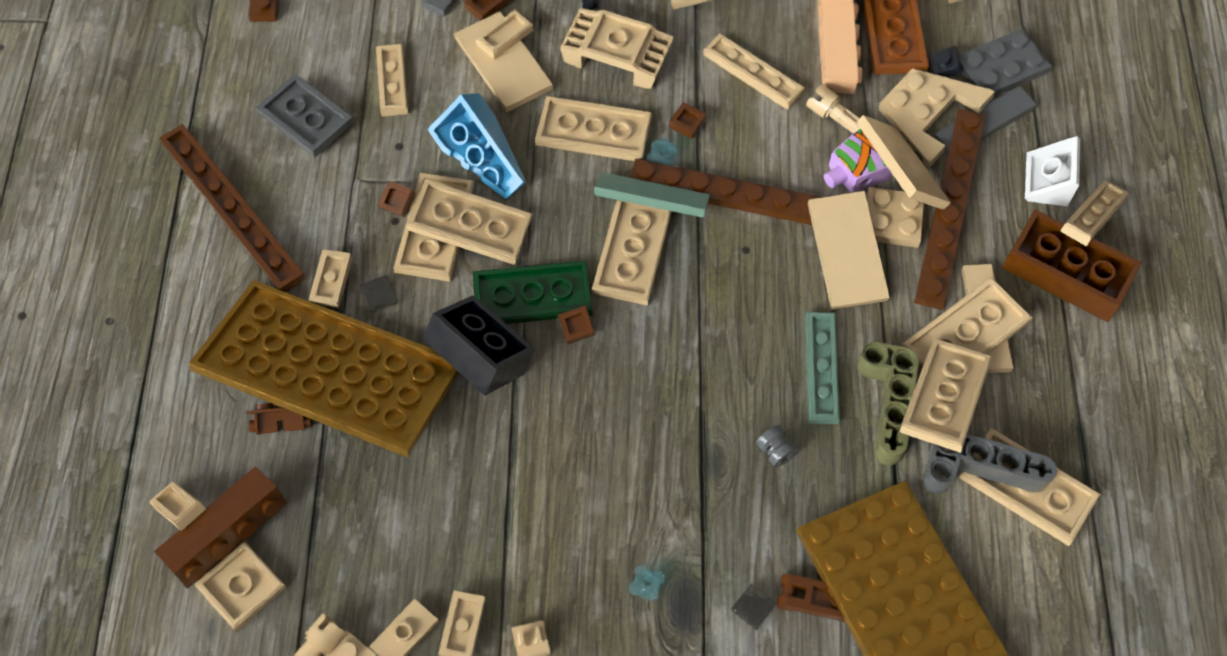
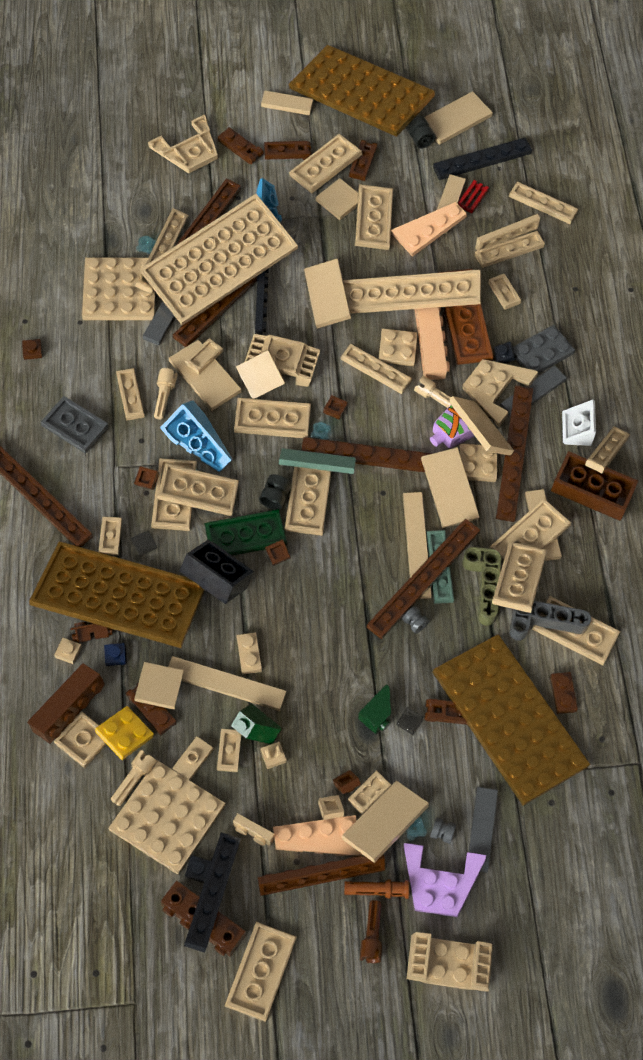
camera: 10 degrees left, 0 degrees up
(177, 505) = (35, 692): tan tile -> none
(240, 445) = (68, 651): none -> tan plate
(303, 582) = (124, 732): none -> yellow plate
(310, 457) = (115, 654): none -> dark blue plate
(352, 547) = (157, 716): none -> reddish brown plate
(366, 513) = (159, 685): none -> tan tile
(444, 68) = (165, 382): none -> tan piece
(473, 519) = (229, 684): none -> tan tile
(508, 590) = (256, 725): none -> dark green slope
(513, 475) = (249, 653): none -> tan plate
(582, 64) = (260, 374): none -> tile
(583, 234) = (274, 492): none -> pearl dark grey wheel
(648, 592) = (341, 718): clear light blue plate -> none
(703, 586) = (377, 711): none -> dark green slope
(788, 43) = (398, 347): none -> tan plate
(789, 334) = (415, 534): none -> tan tile
(793, 384) = (423, 579): none -> reddish brown plate
(1003, 585) = (563, 693): none -> reddish brown plate

